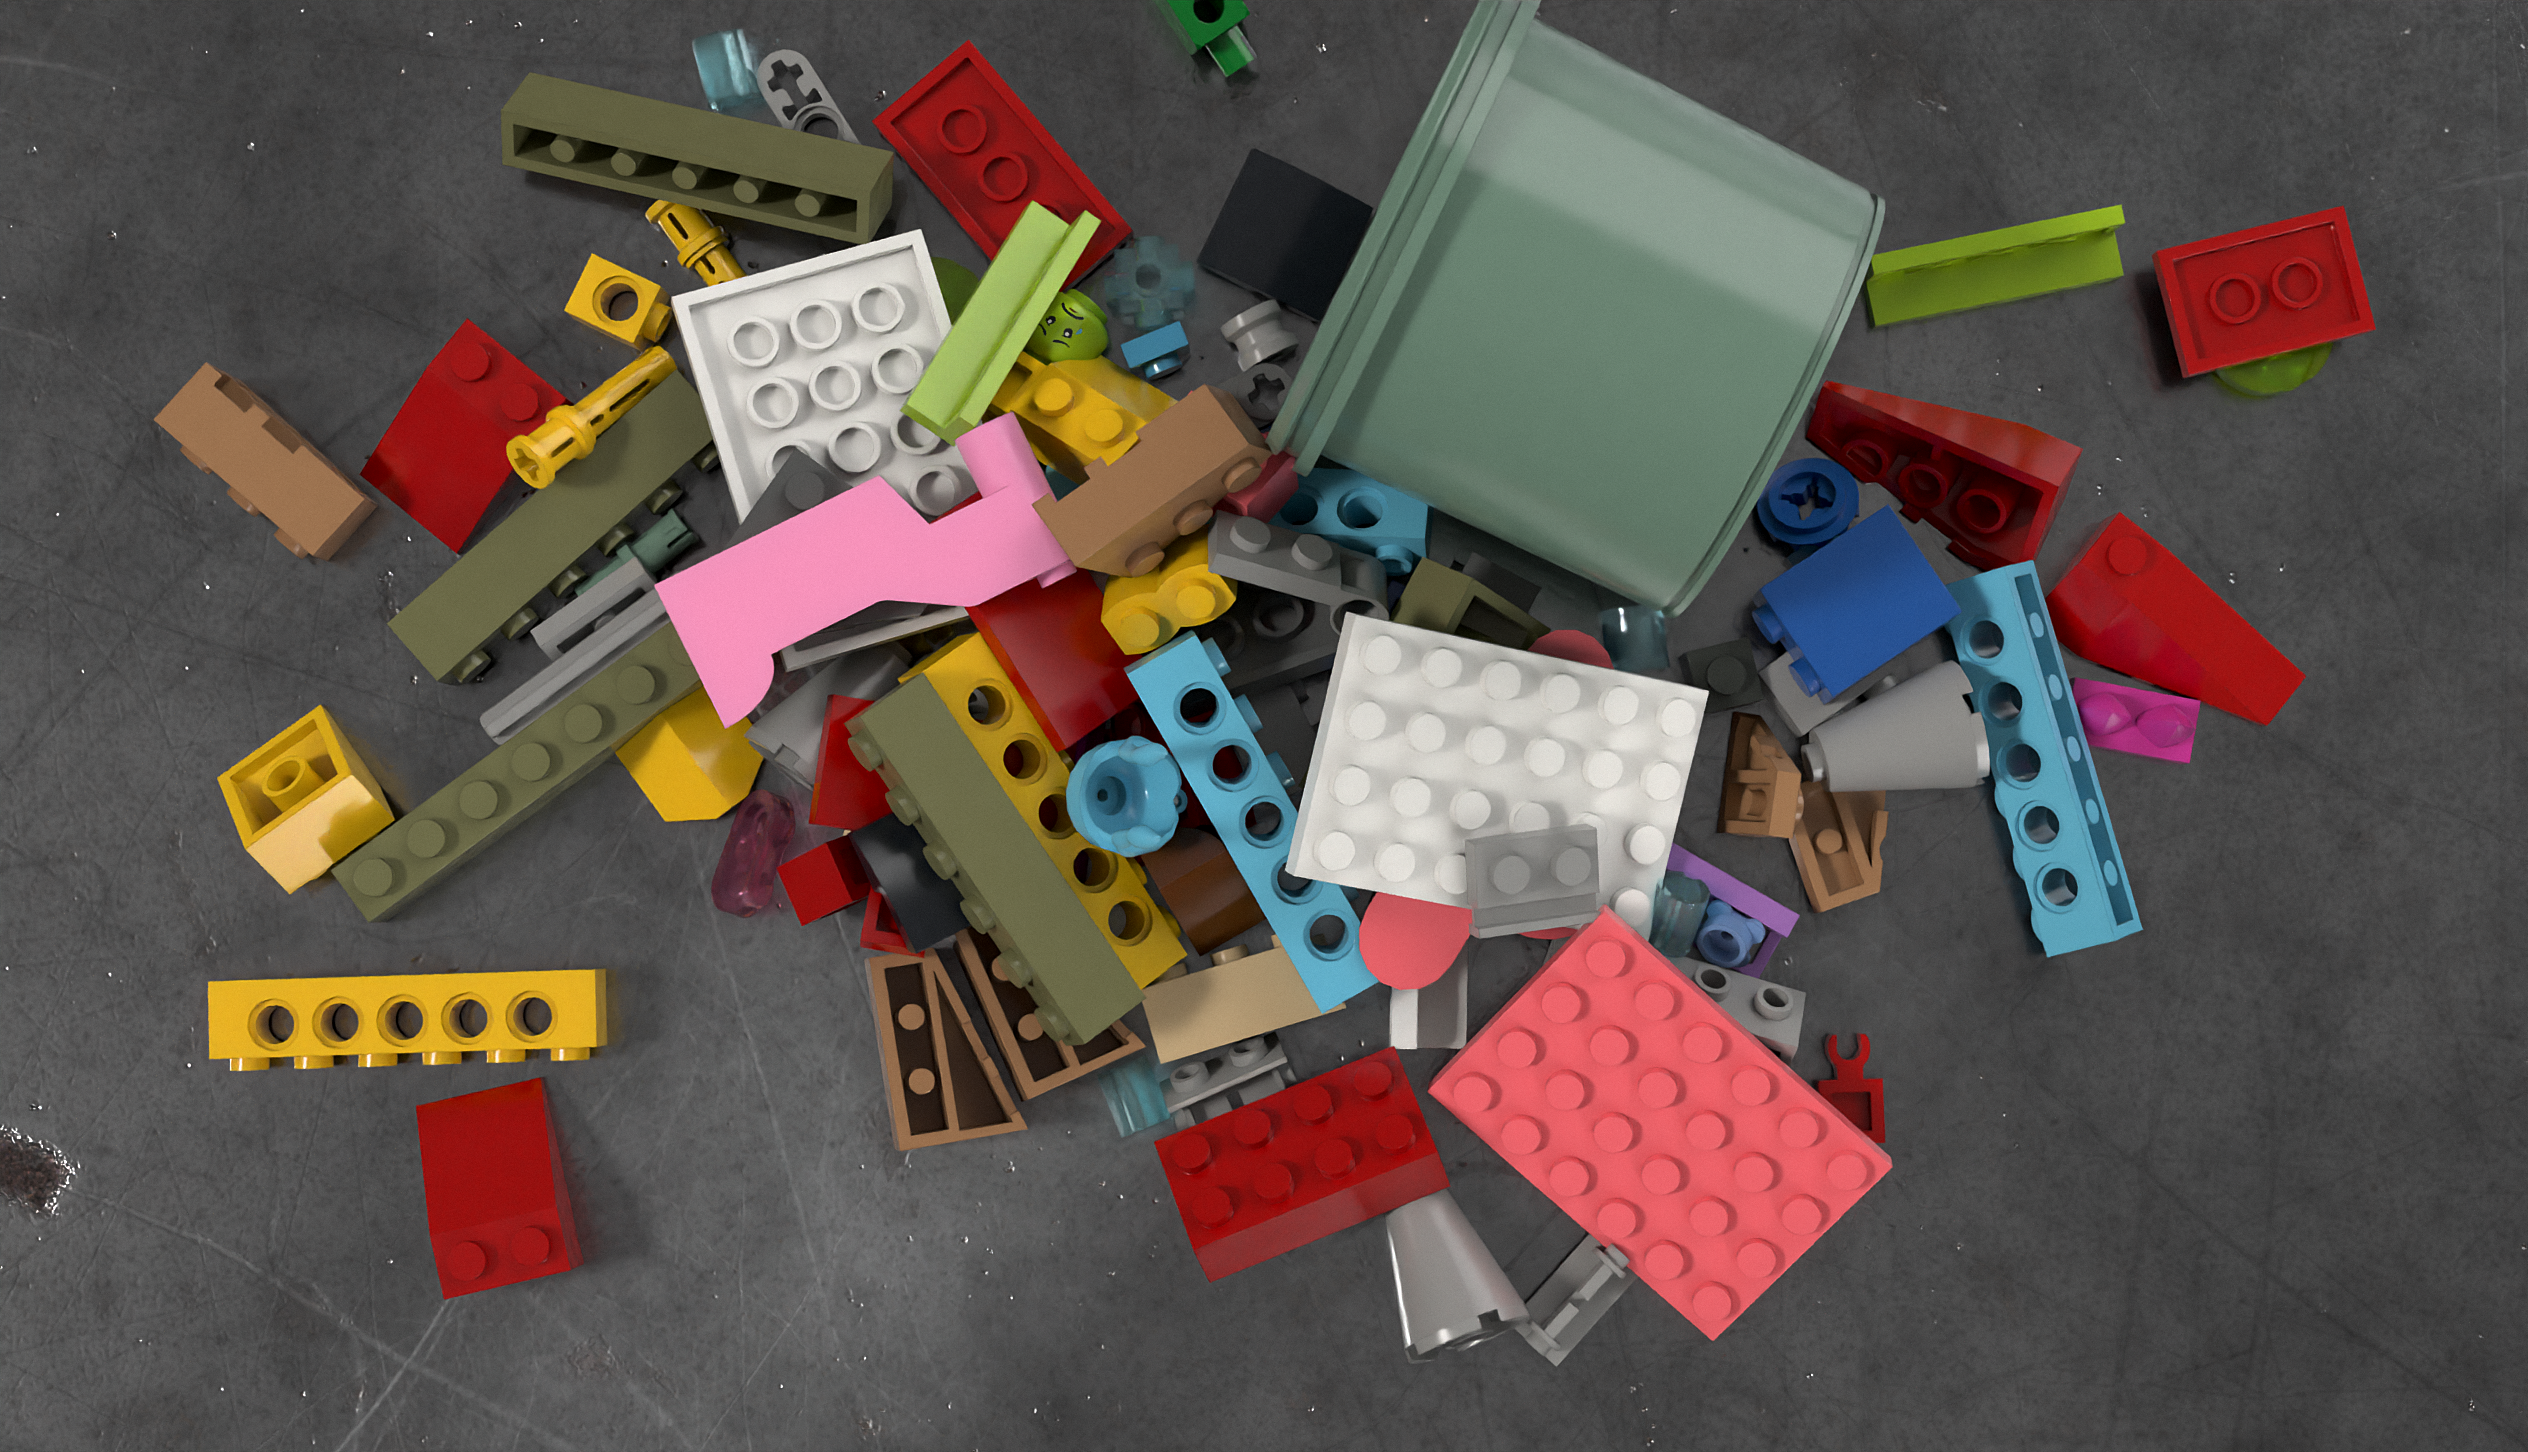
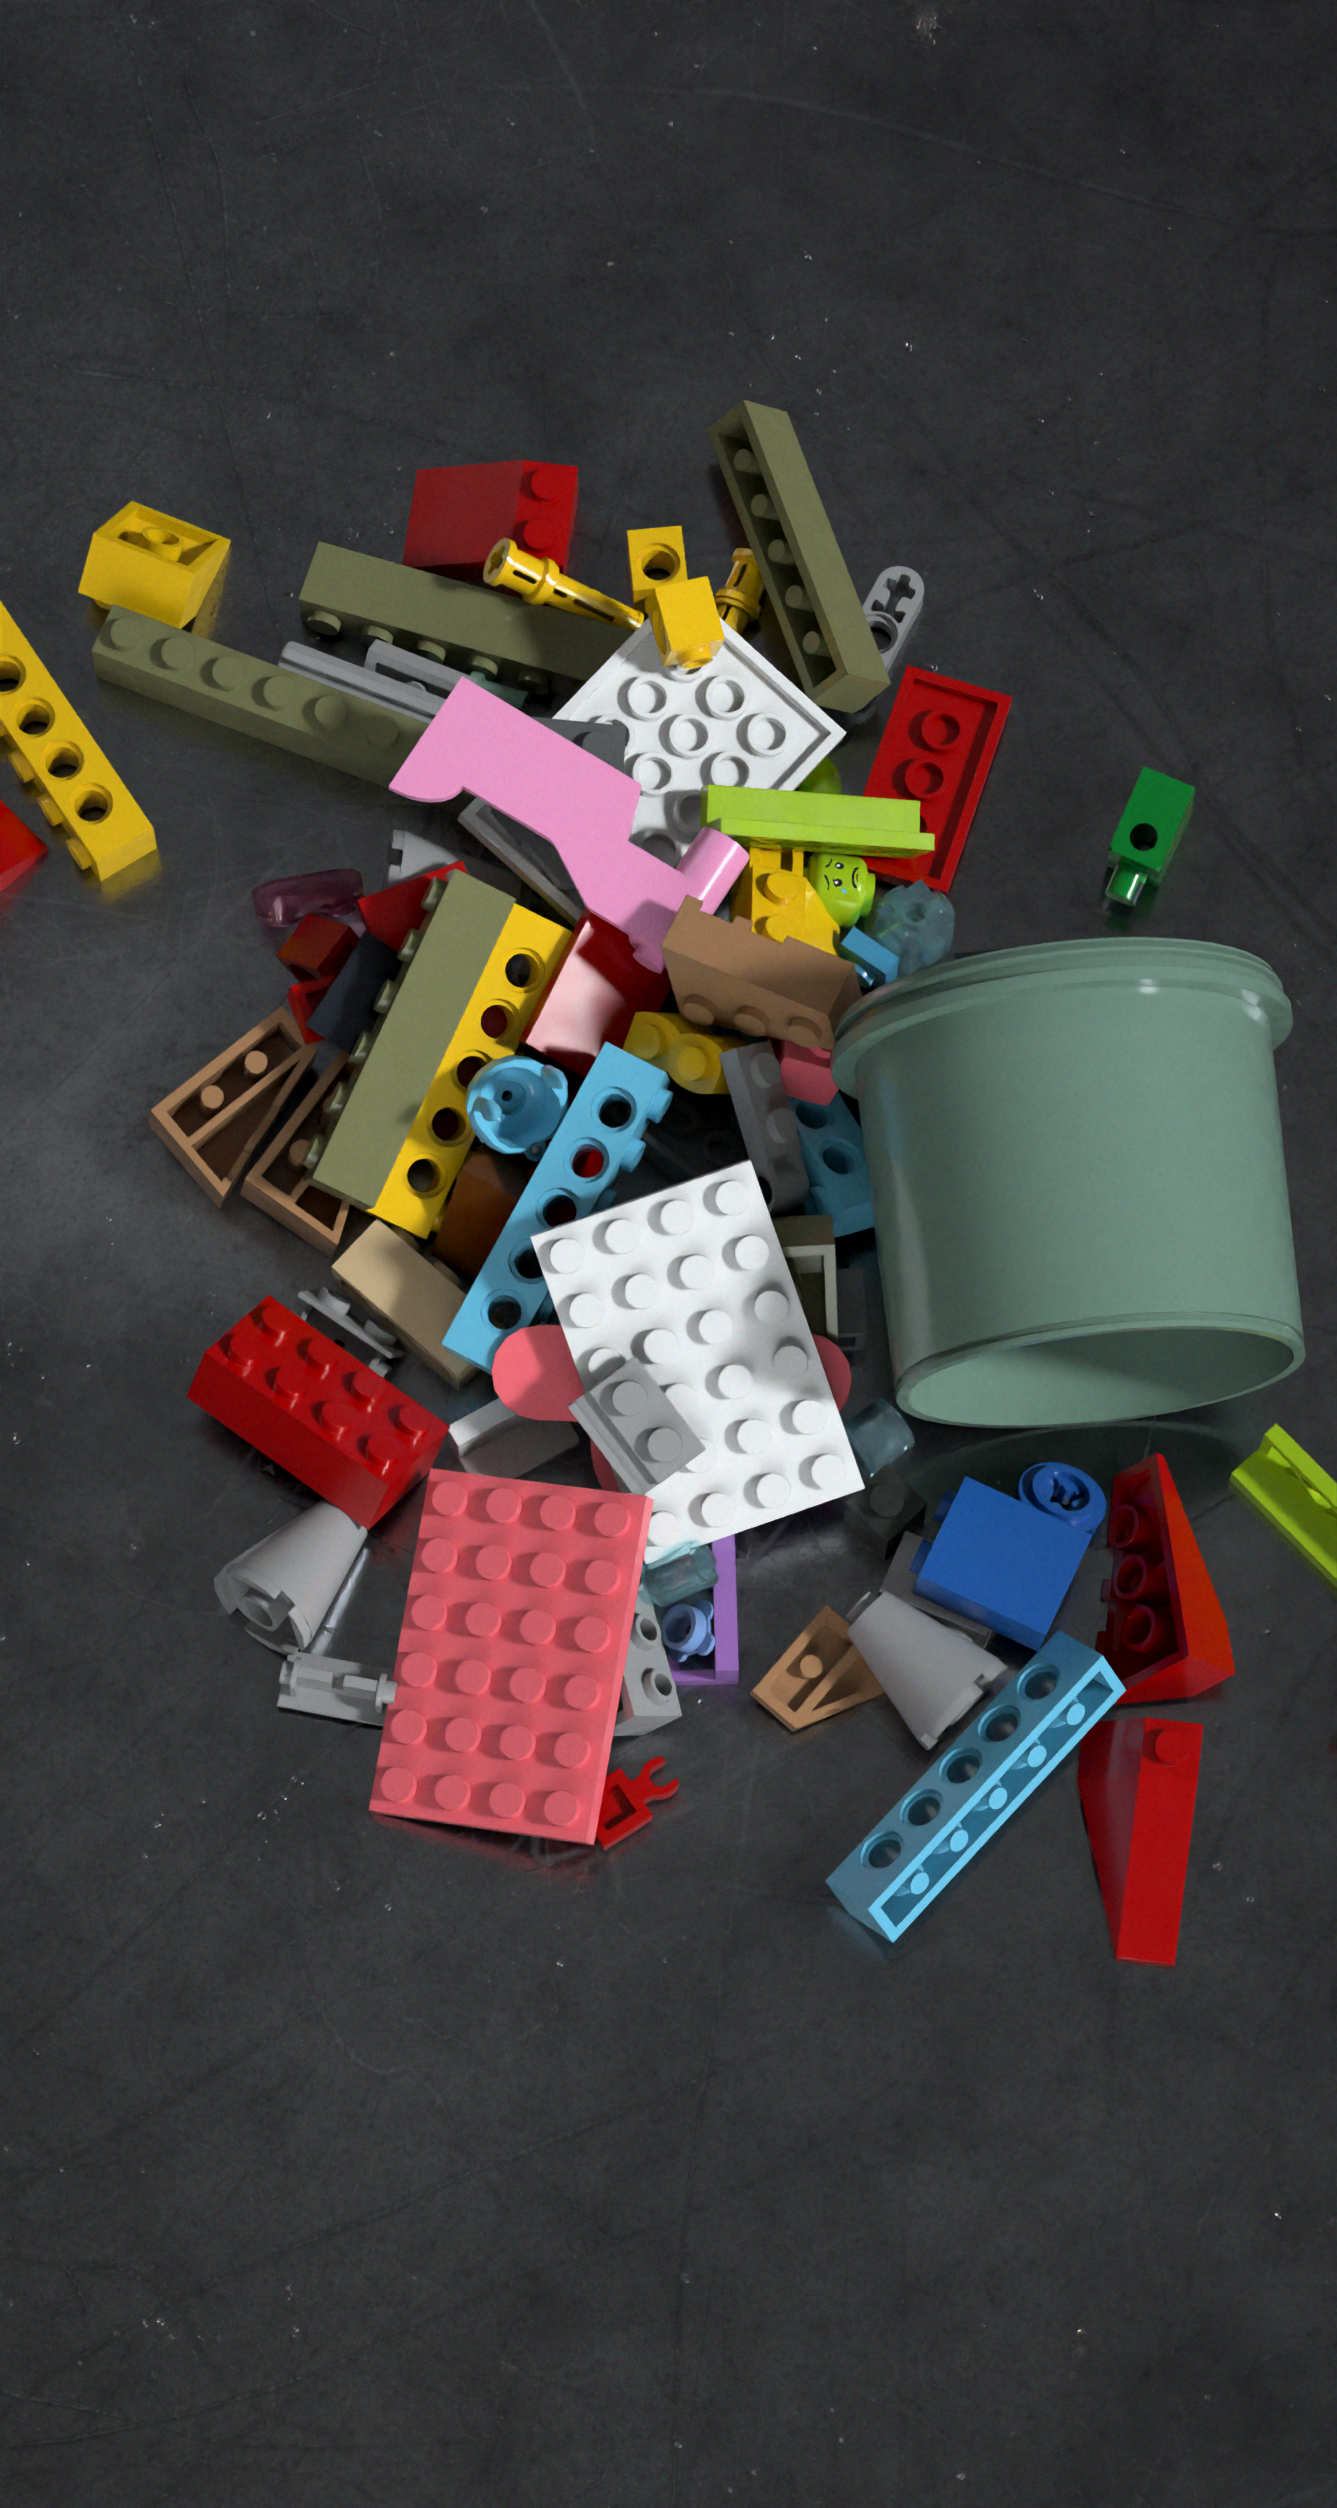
camera: 55 degrees right, 15 degrees down
(265, 463) = (385, 395): medium nougat wedge -> none
(691, 761) = (353, 814): yellow slope -> none
(724, 322) = (685, 623): none -> yellow brick
(725, 69) = (878, 545): clear light blue piece -> none
(1133, 1096) = (294, 1270): clear light blue piece -> none
(1759, 783) = (813, 1589): medium nougat wing -> none
(2136, 720) = (1053, 1850): dark pink tile -> none

